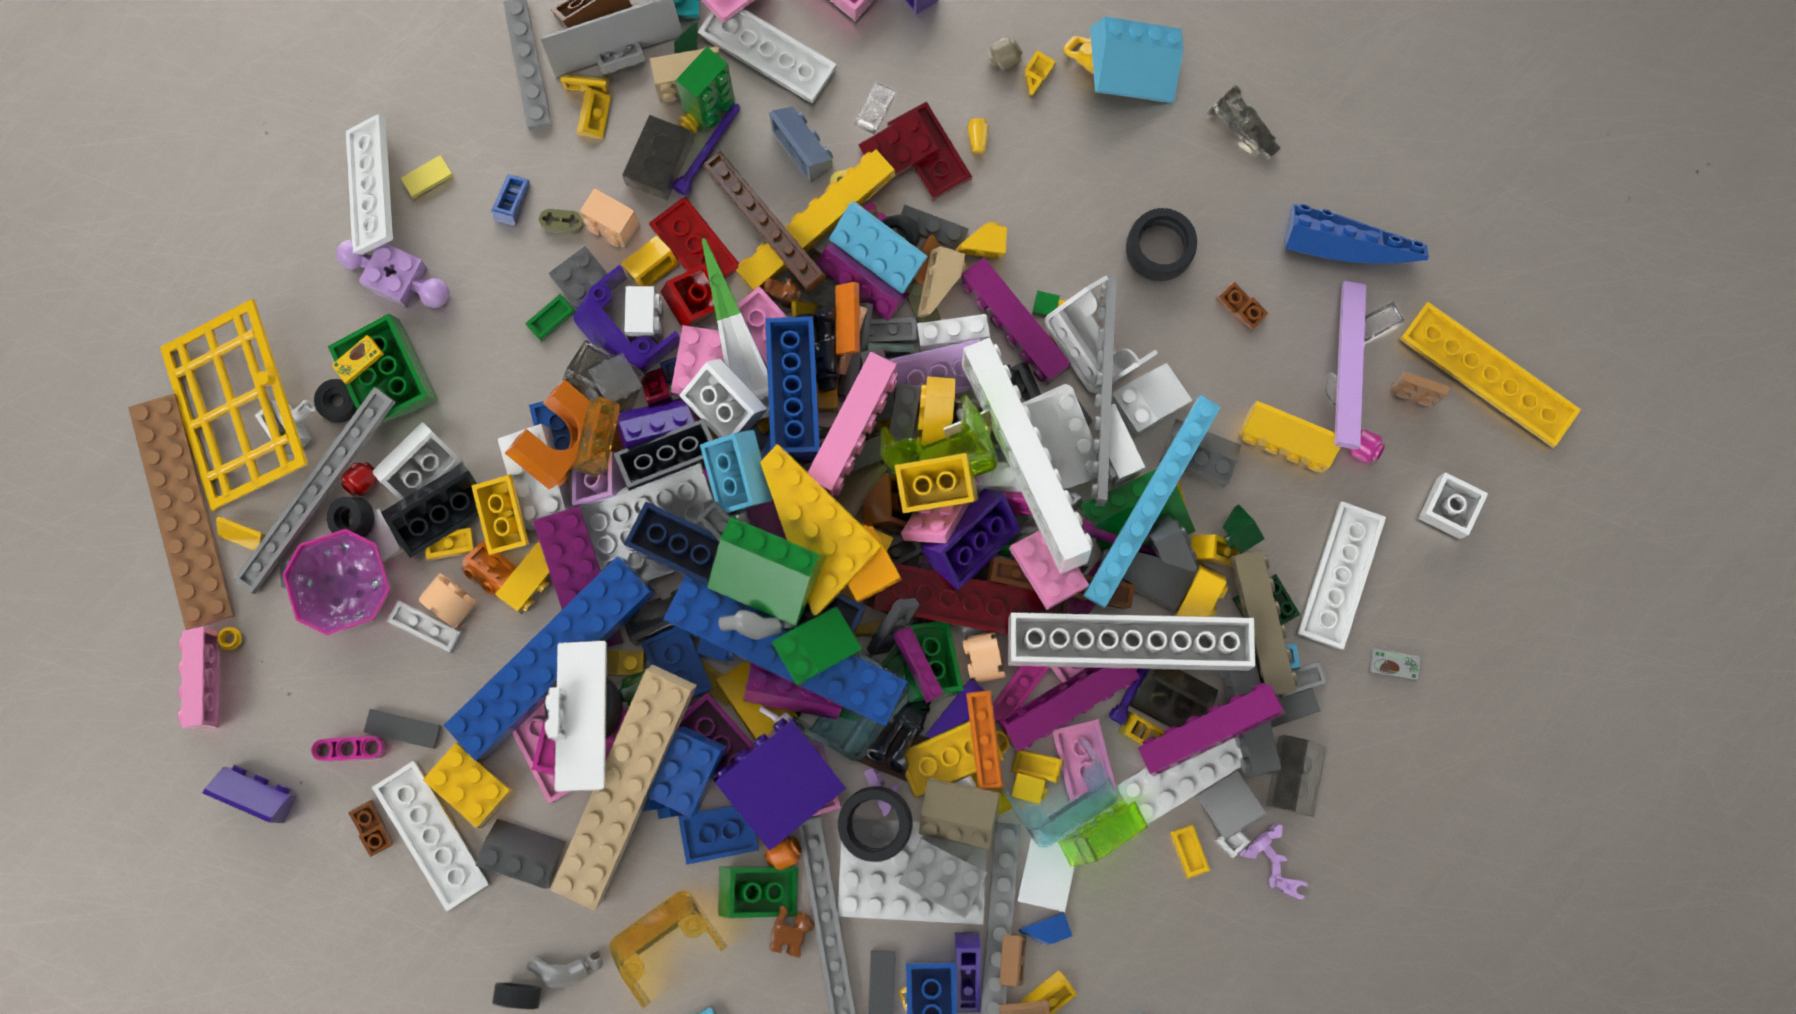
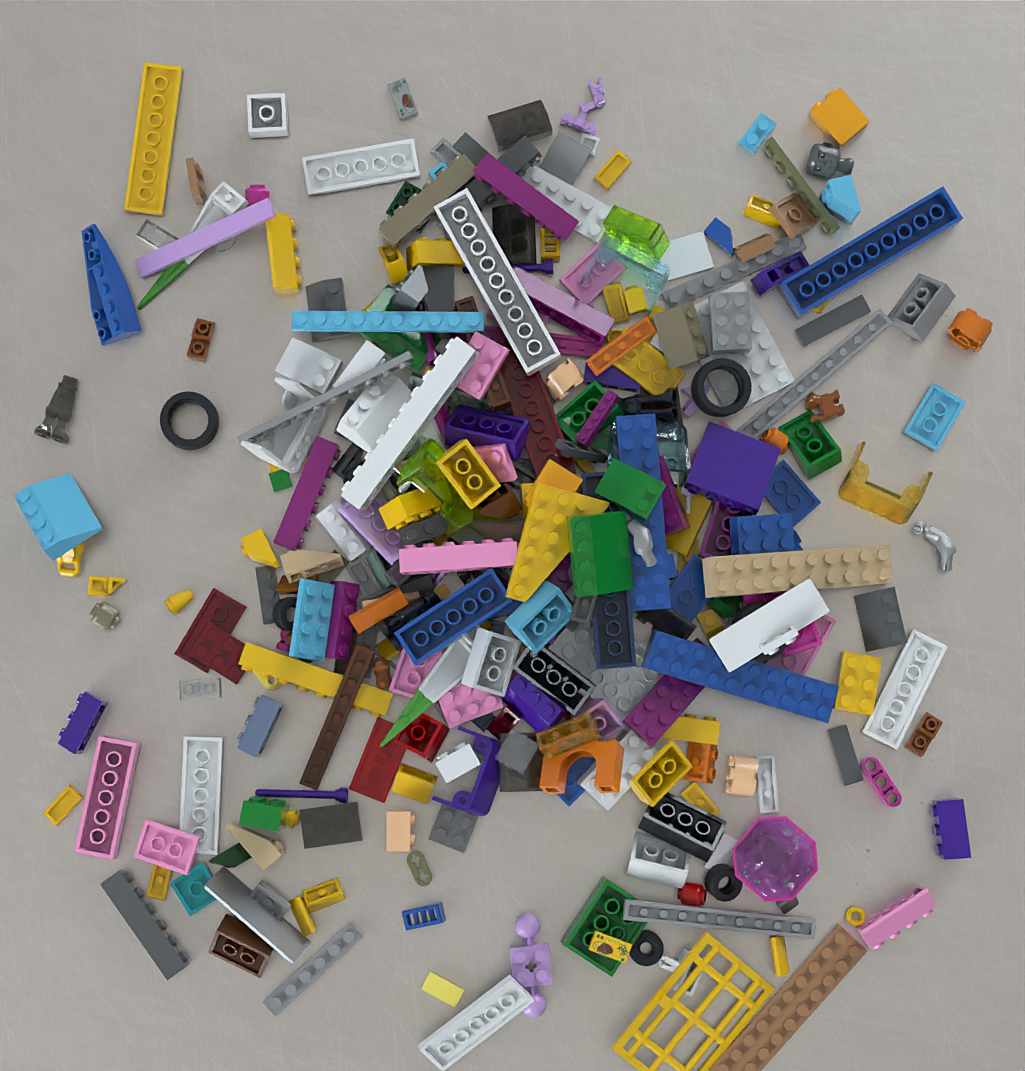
camera: 120 degrees left, 5 degrees up
(516, 995) = (974, 563): black tyre -> none
(550, 317) = (495, 832): green tile -> none
(1241, 530) = (371, 250): dark green slope -> none
(1378, 403) = (220, 204): none -> white plate

